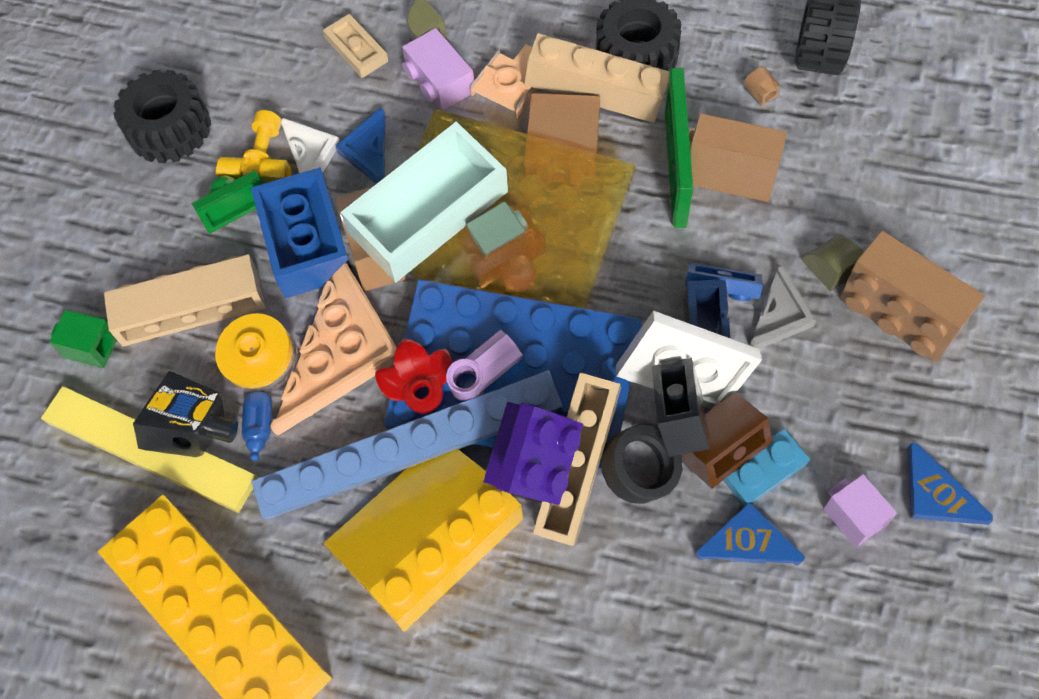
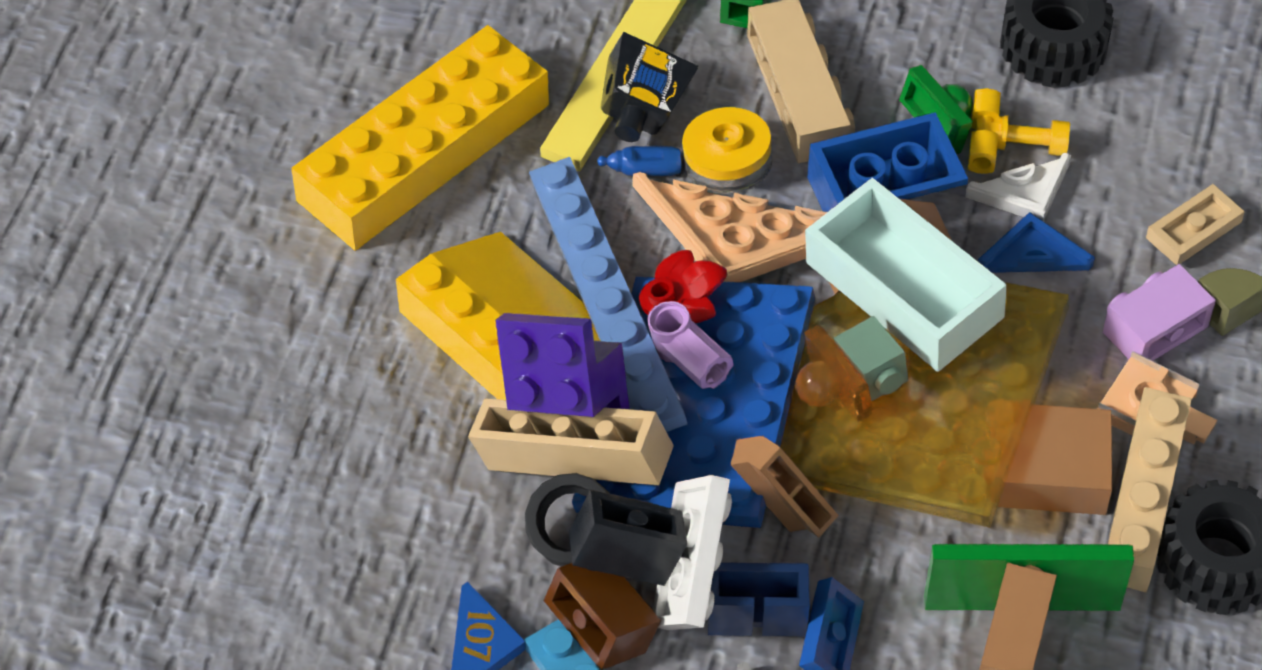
camera: 85 degrees right, 10 degrees down
(613, 298) = (783, 485): none -> medium nougat piece

